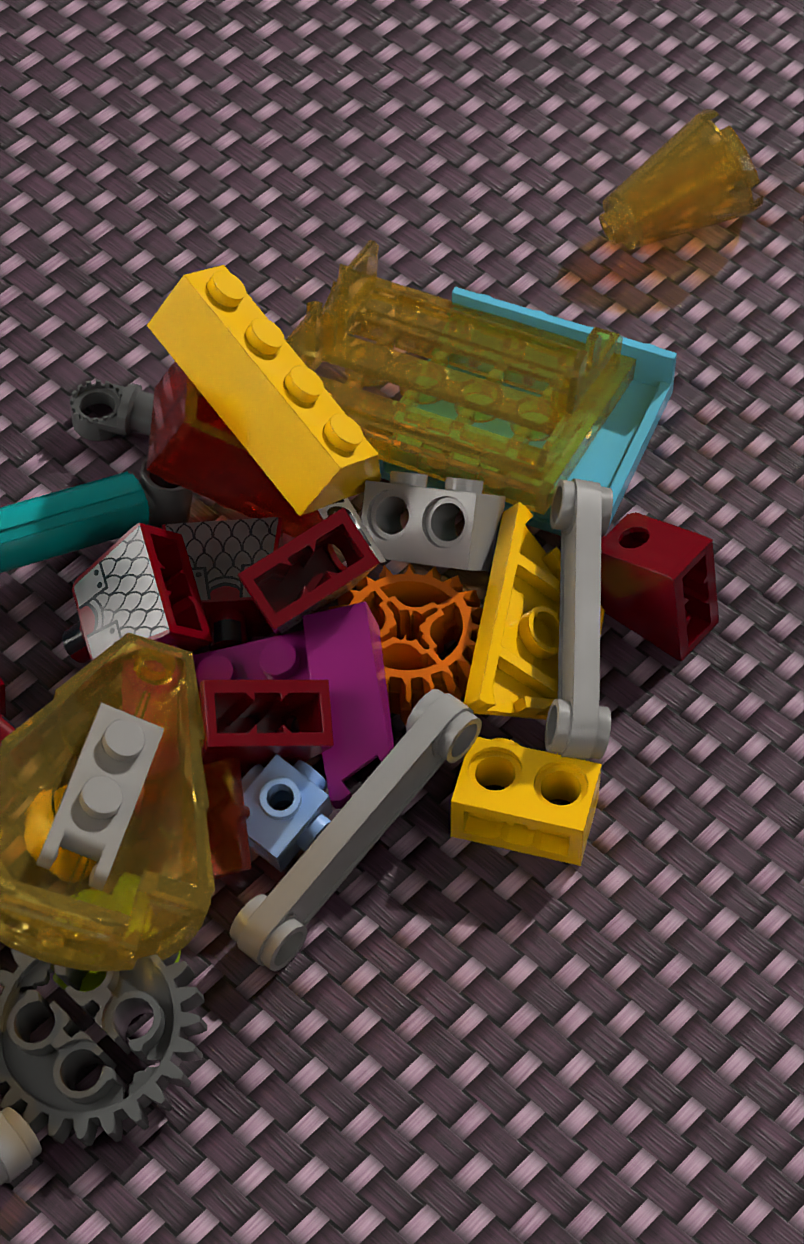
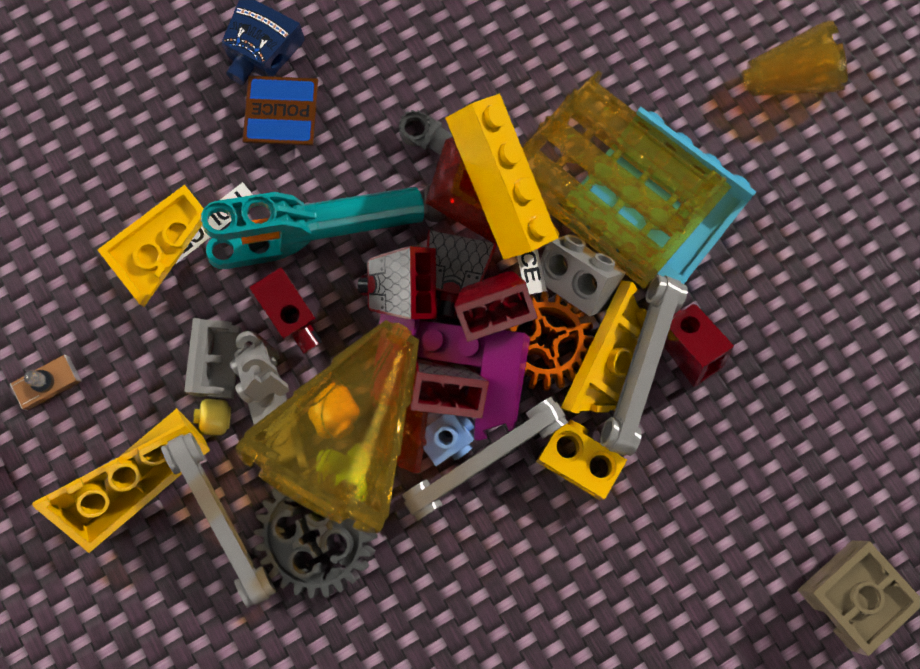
camera: 15 degrees right, 25 degrees up
(102, 791) = (348, 414): light grey hinge -> none

